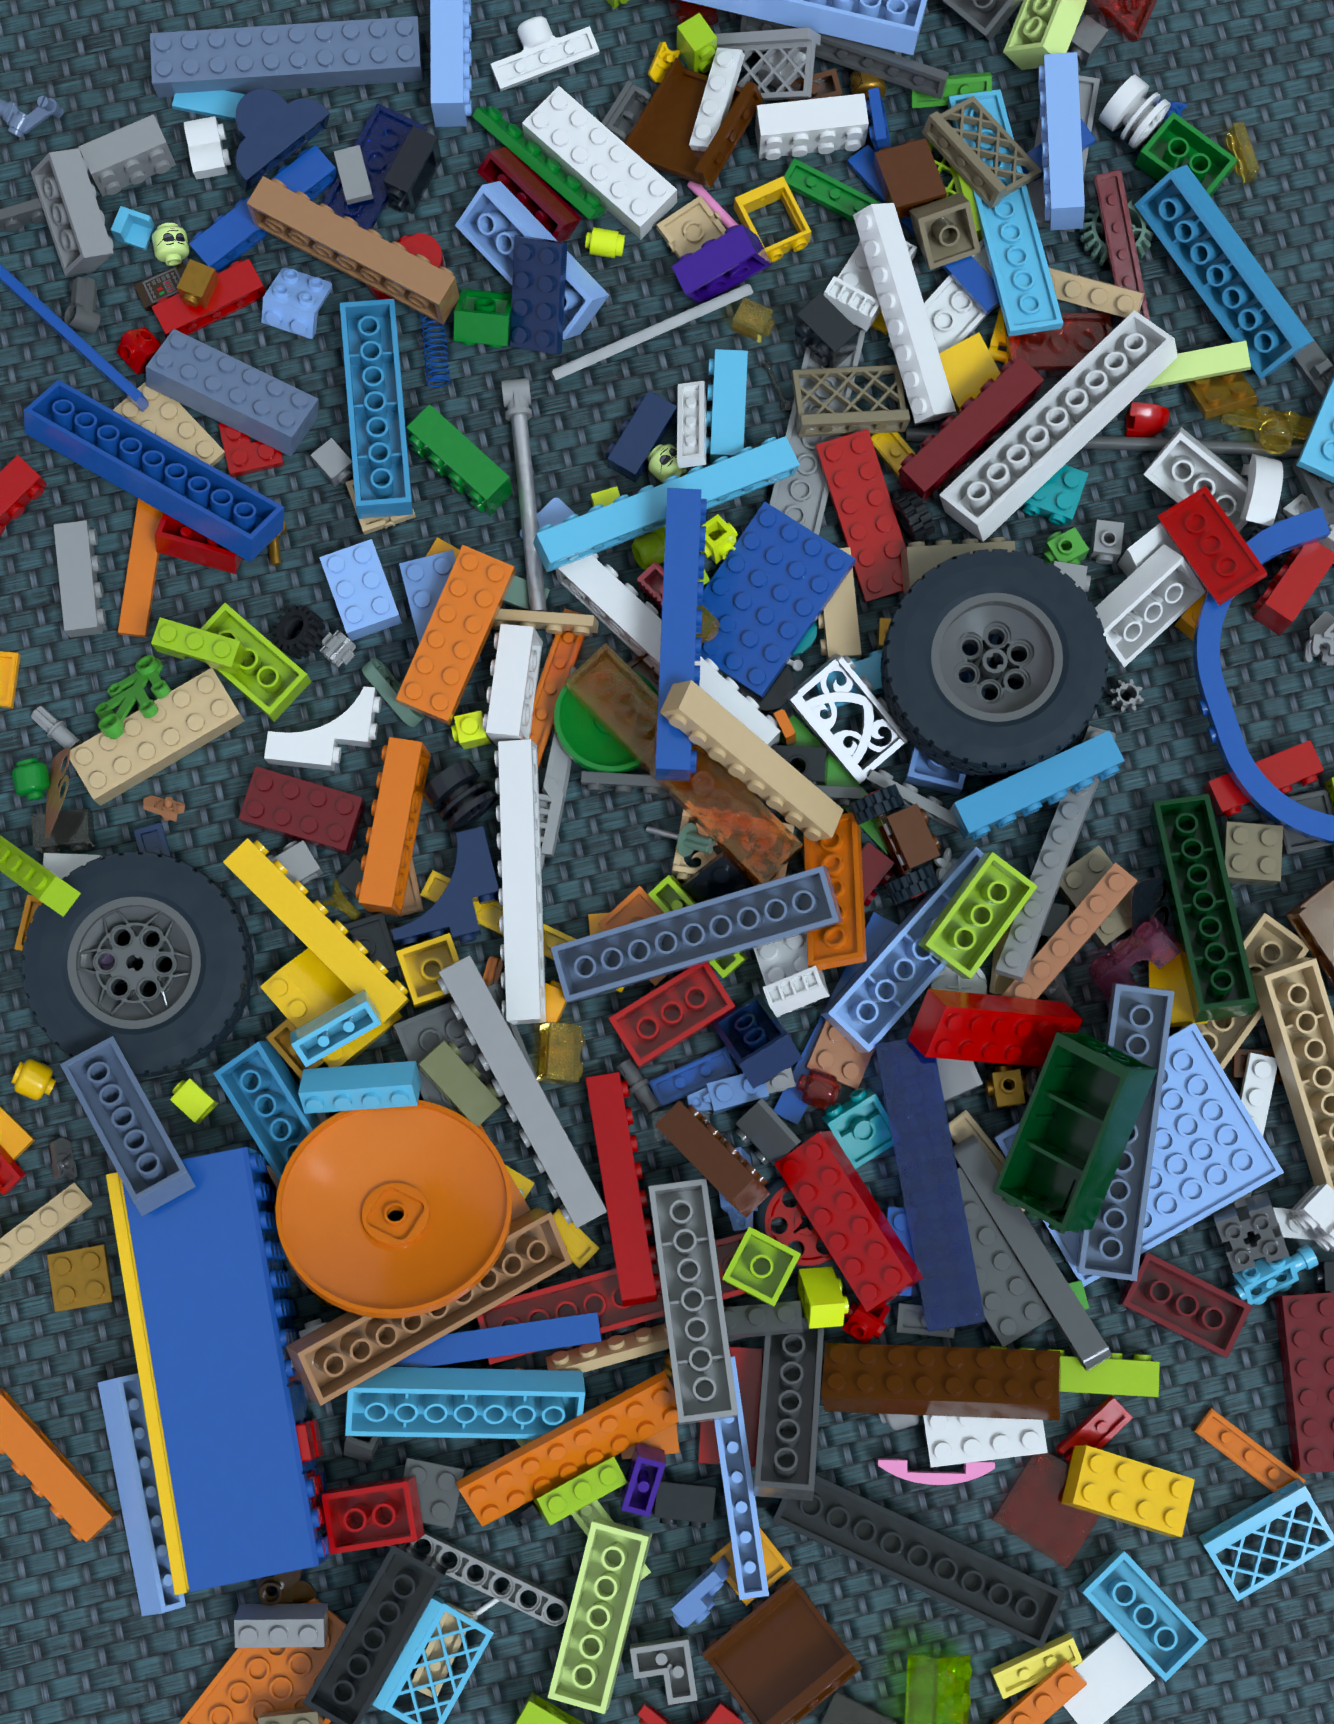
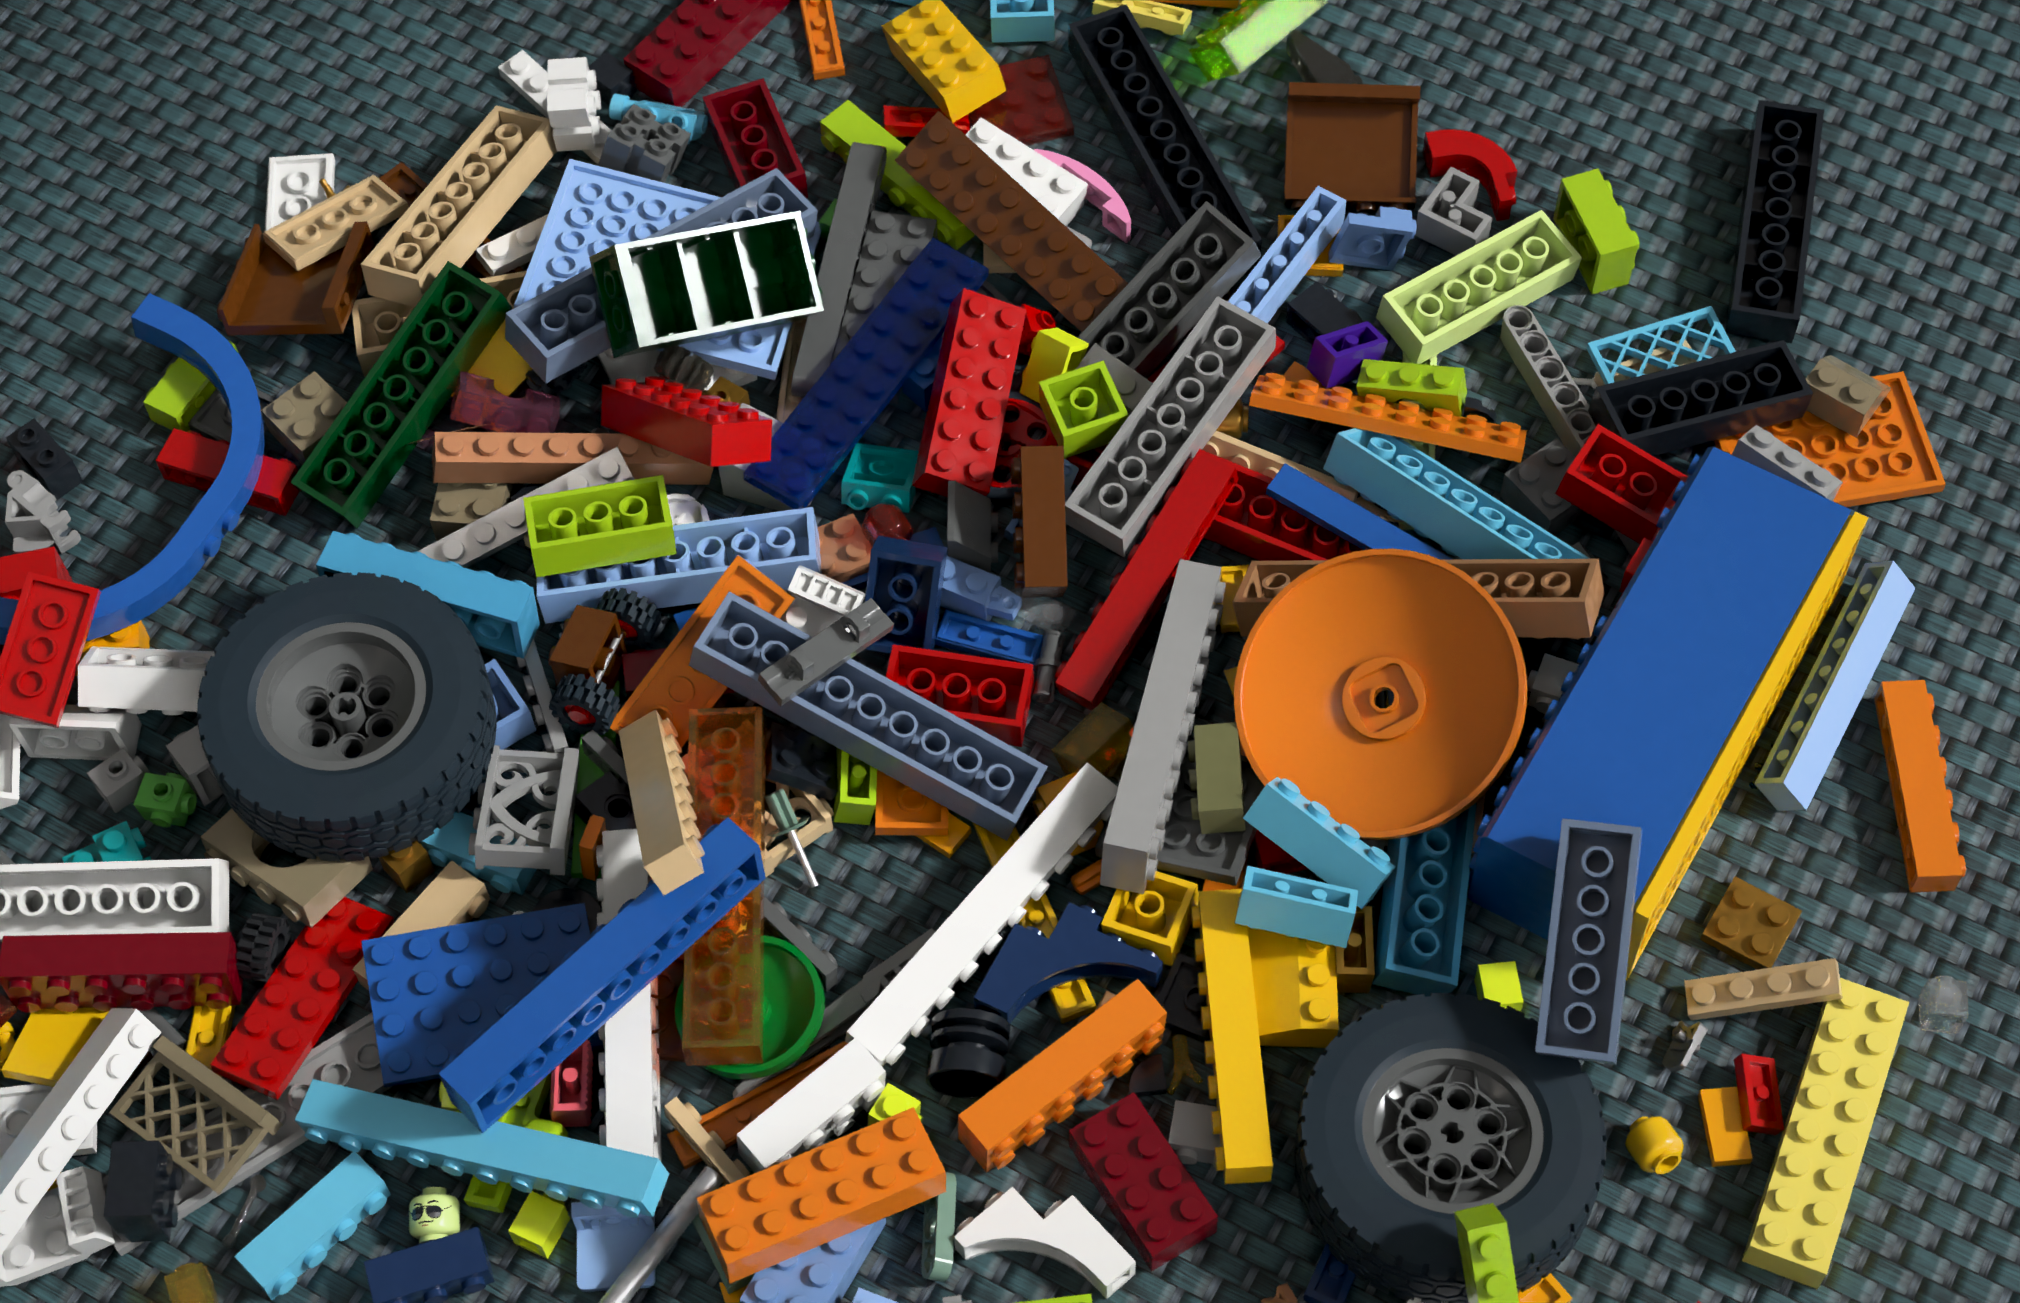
camera: 135 degrees left, 20 degrees down
(691, 424) = (369, 1224): white plate -> none
(747, 939) = (825, 652): none -> dark grey hinge

